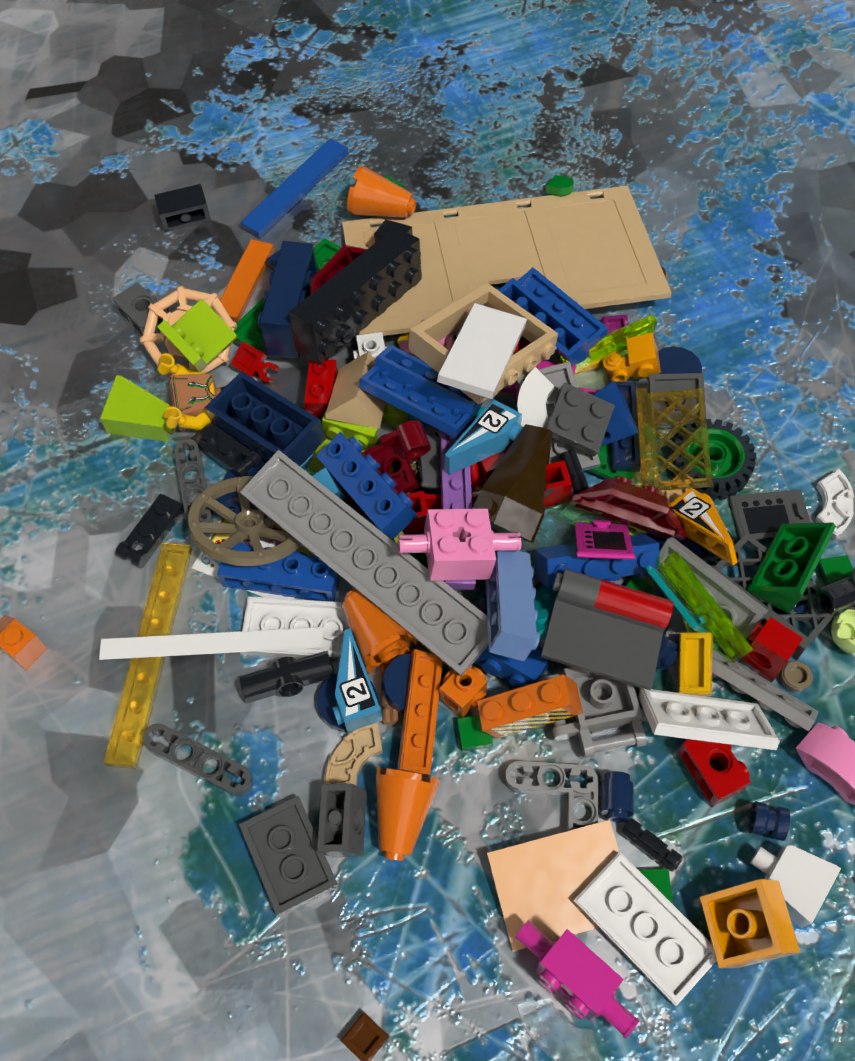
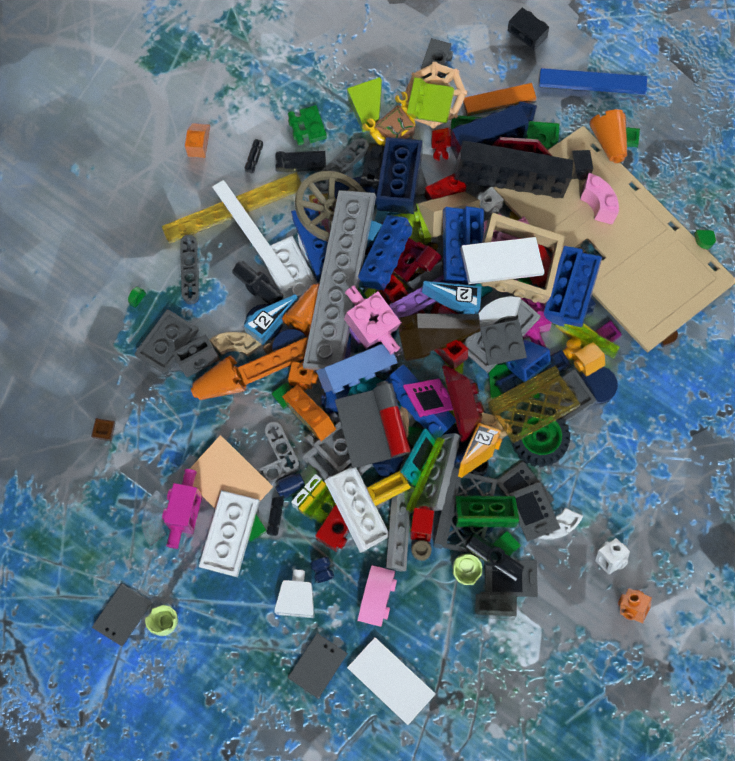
camera: 60 degrees right, 10 degrees up
(97, 583) = (253, 156): none -> black axle
(108, 489) = (312, 122): none -> green plate
(186, 861) = (136, 296): none -> green tile
(452, 241) = (600, 198): none -> bright pink brick
(574, 469) = (471, 357): black piece -> none
(654, 773) = (313, 499): none -> clear neon green hips
(749, 924) = (255, 579): light orange brick -> none
(801, 507) = (535, 512): none -> dark grey container

